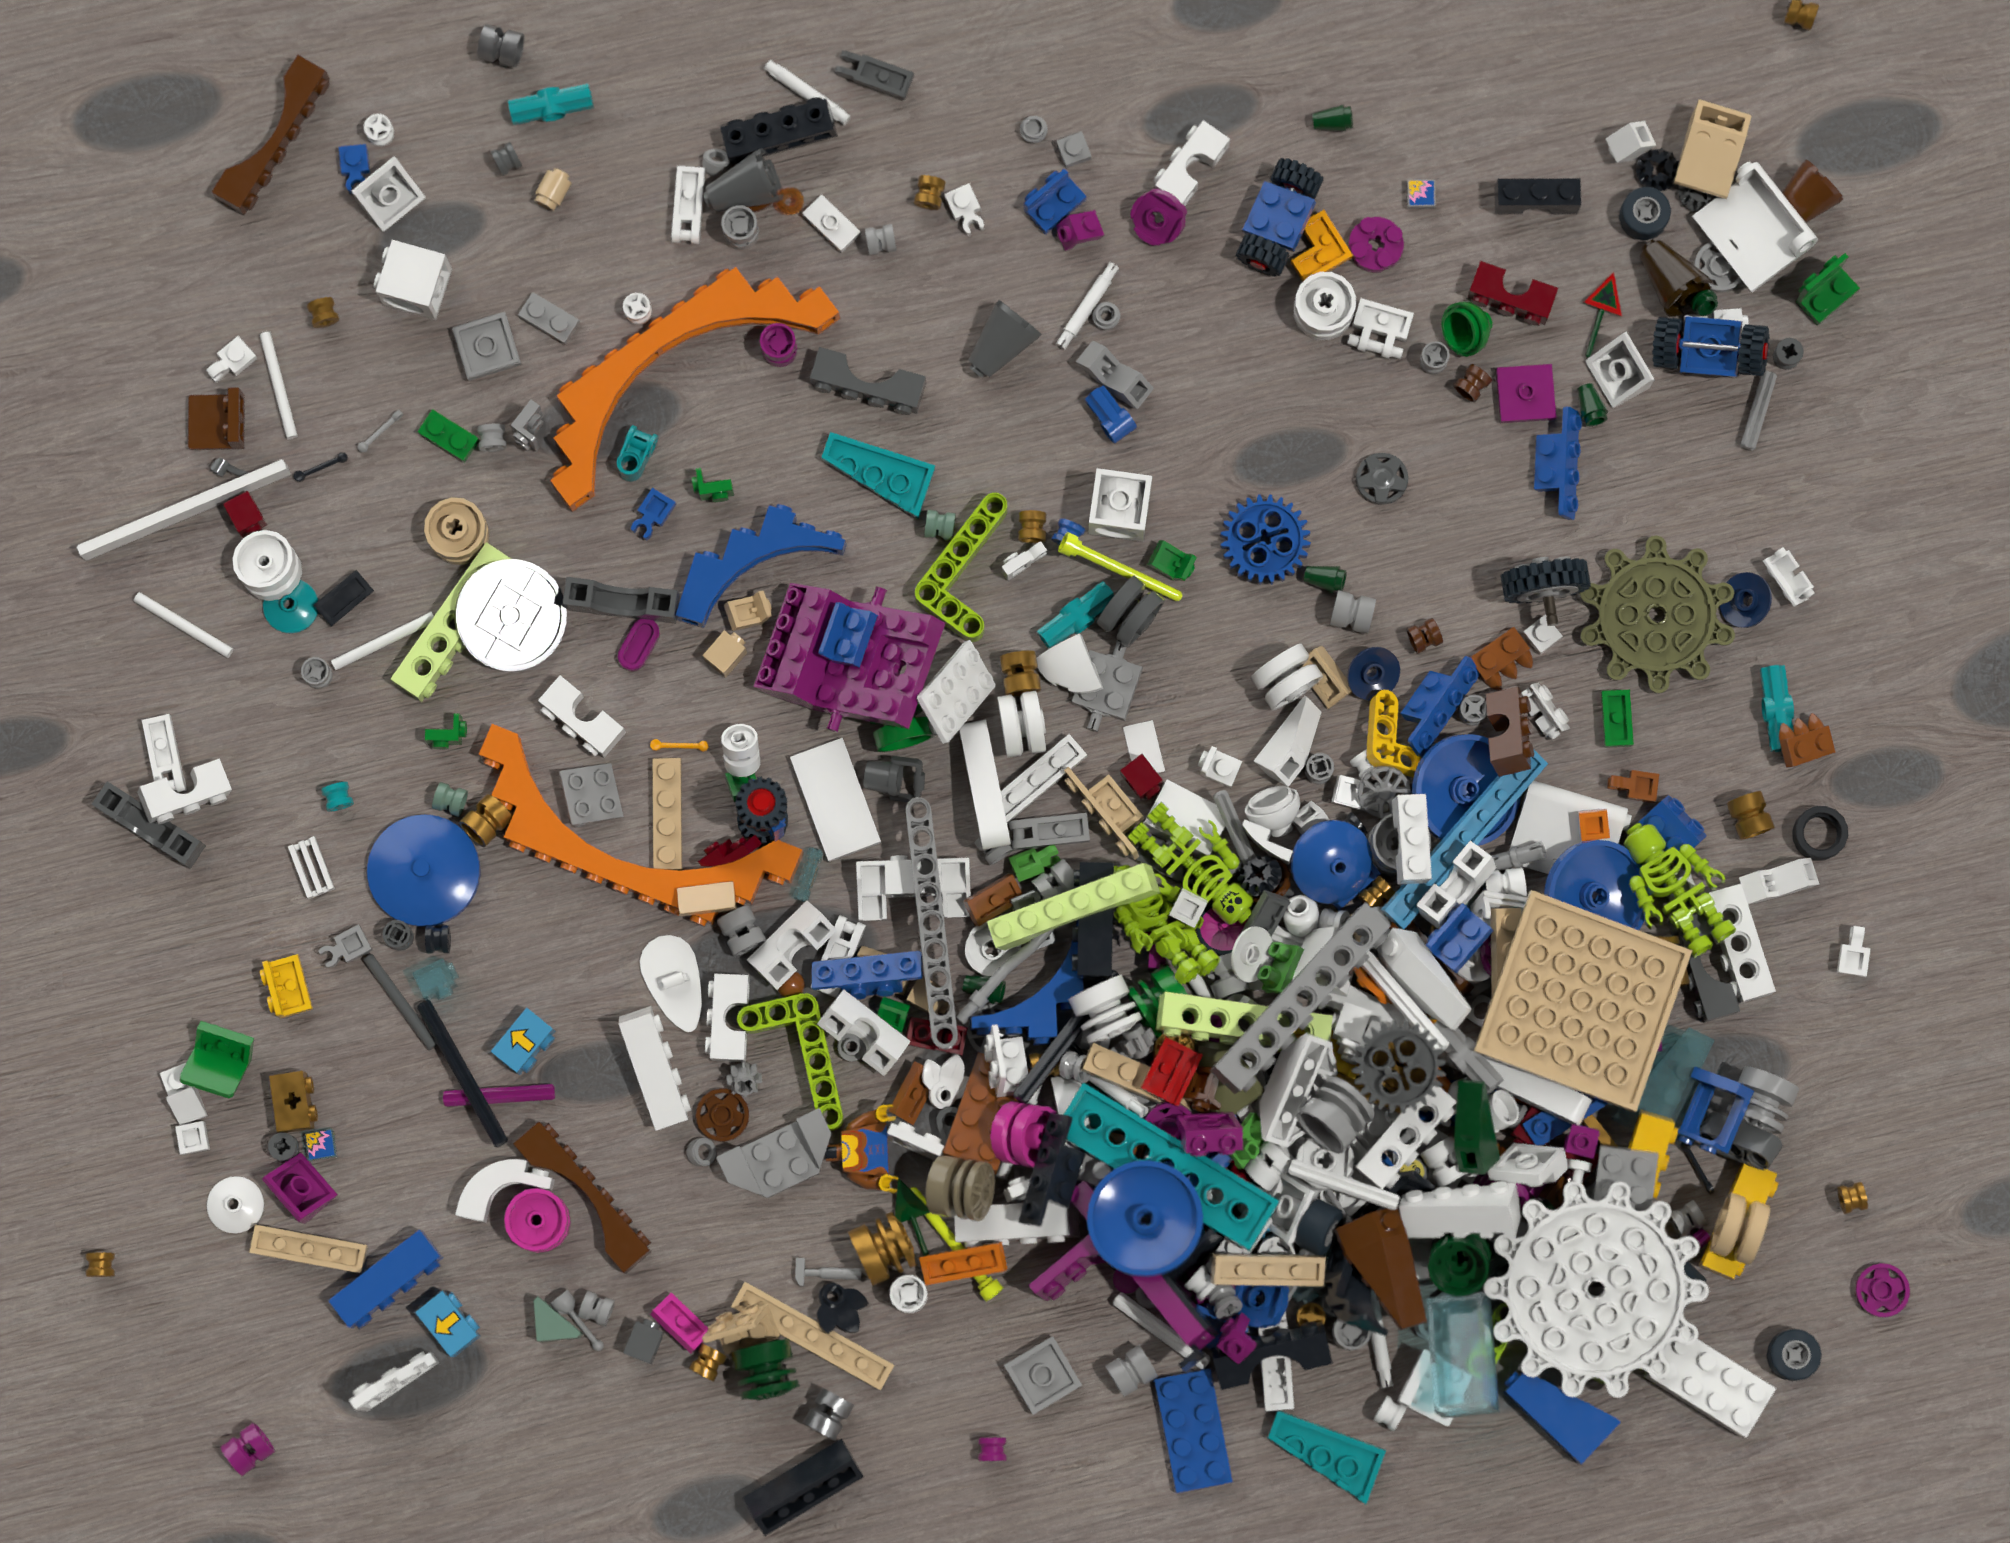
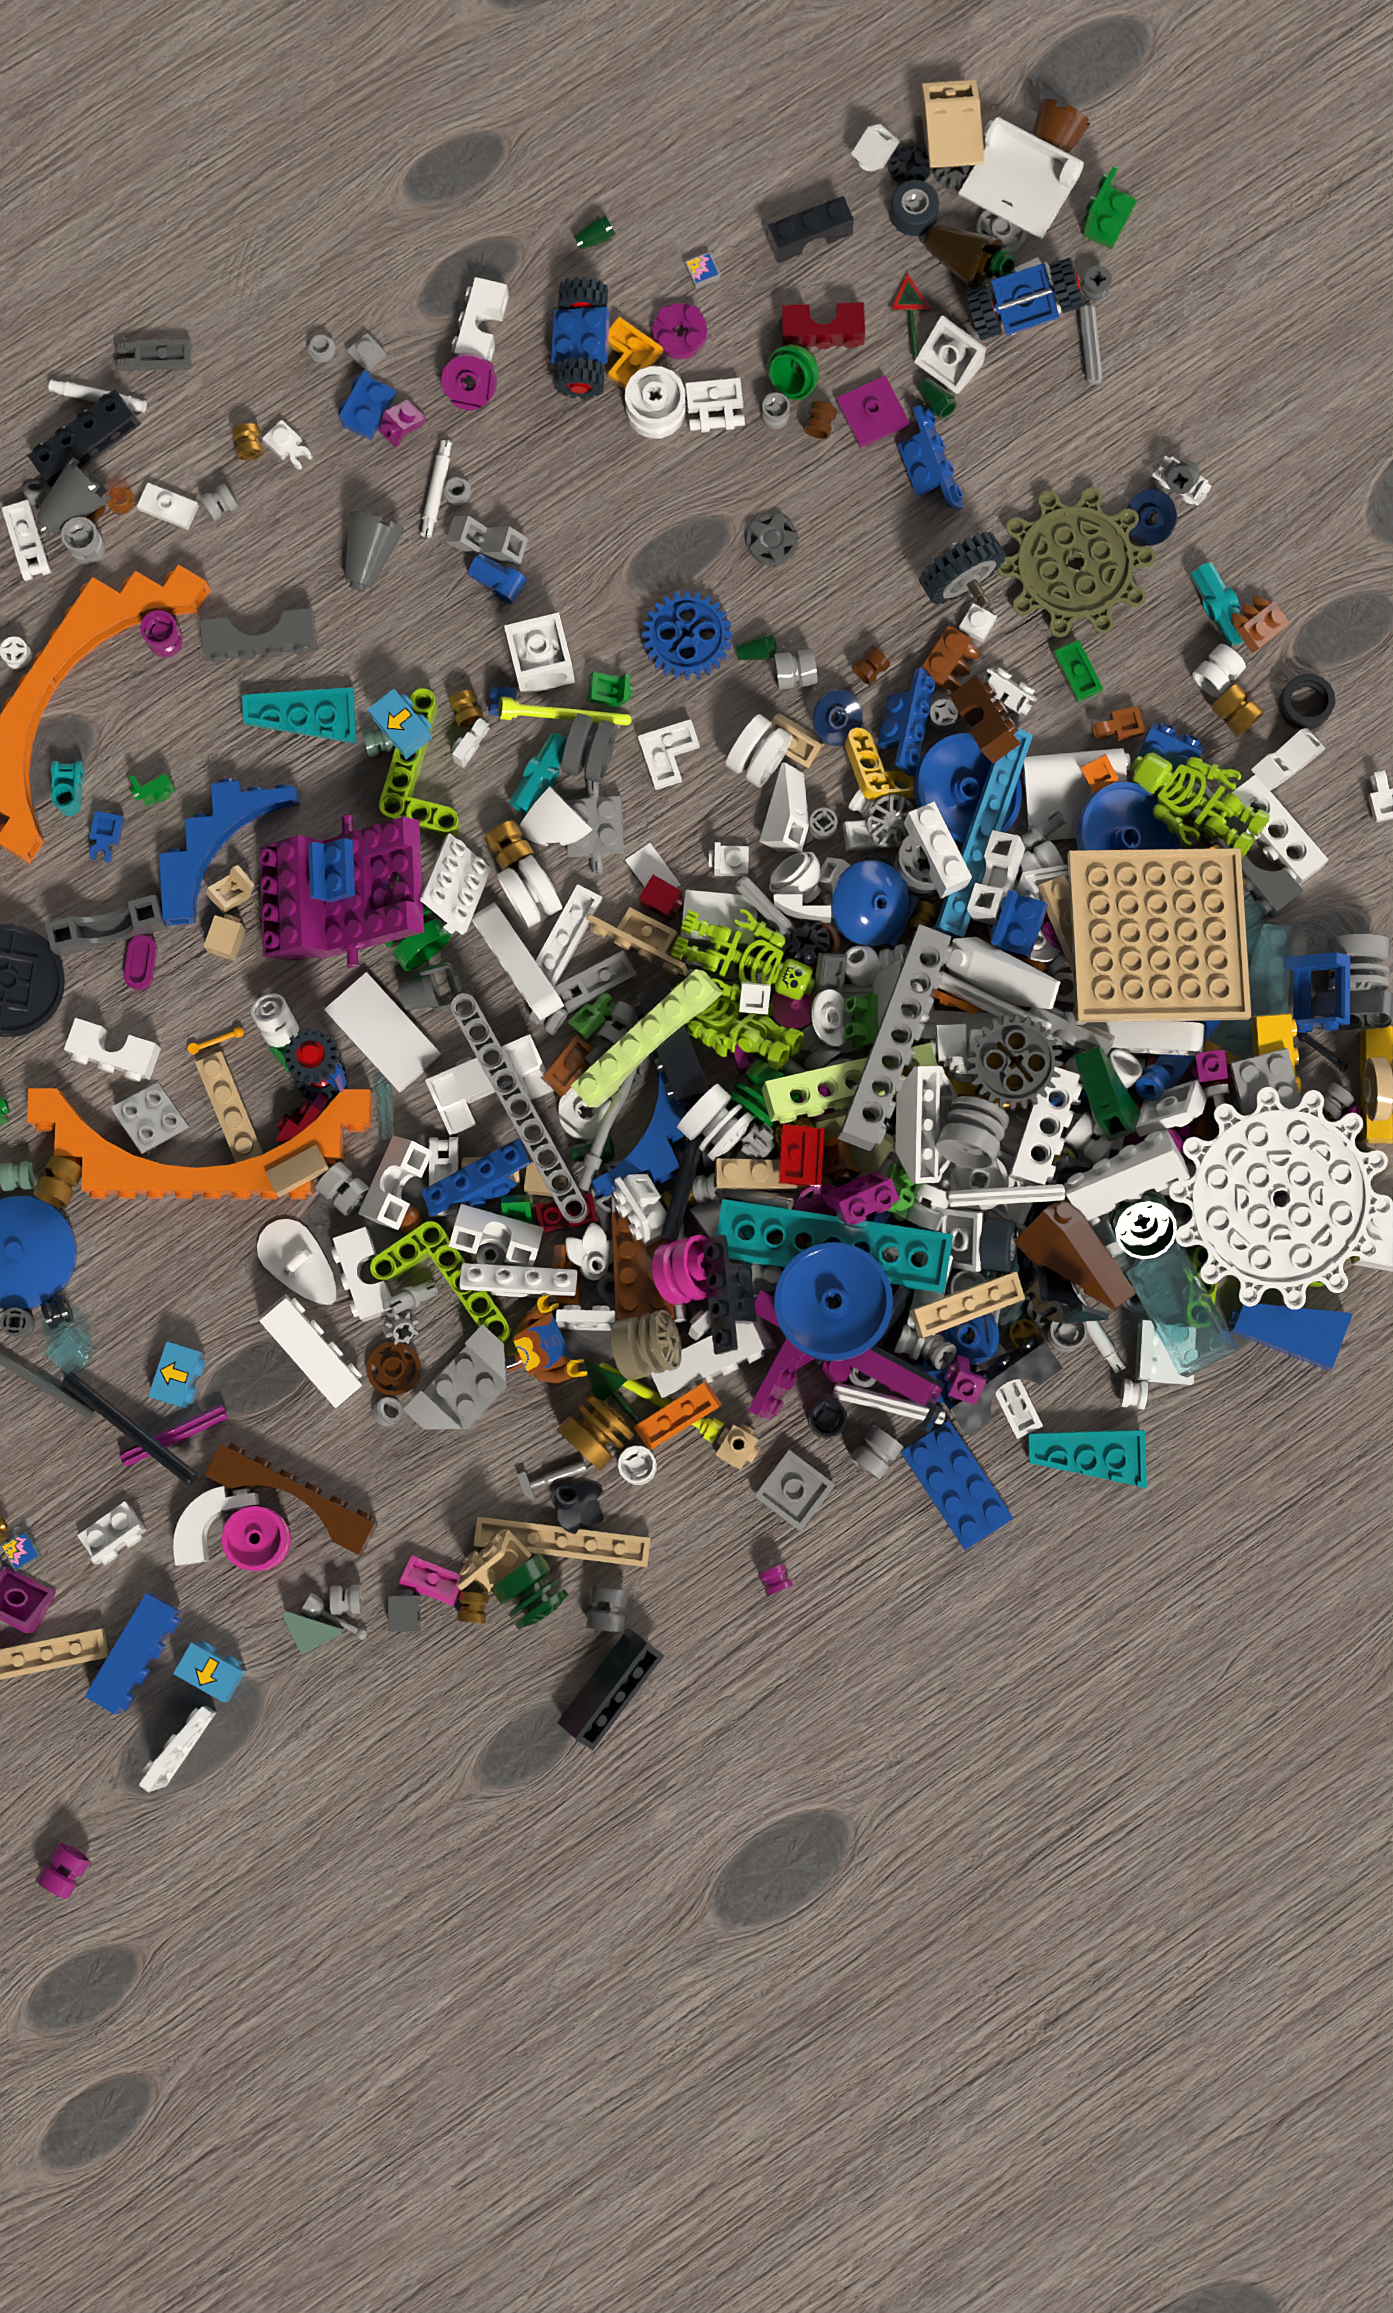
camera: 20 degrees left, 0 degrees up
(408, 1162) = (112, 1533): none -> white bracket
(763, 1057) = (410, 1298): none -> light grey pin
(868, 1081) = (518, 1280): none -> white bracket
(965, 520) = (400, 723): none -> dark azure brick
(1002, 1324) = (735, 1457): none -> tan brick
(1013, 1043) = (642, 1189): none -> white plate
(1099, 1322) = (827, 1419): none -> black wheel
(1197, 636) = (661, 747): none -> white plate
(1523, 1134) = (1153, 1082): none -> blue wheel
(1746, 772) = (1215, 674): none -> white wheel
(1796, 571) = (1186, 471): none -> dark grey wheel

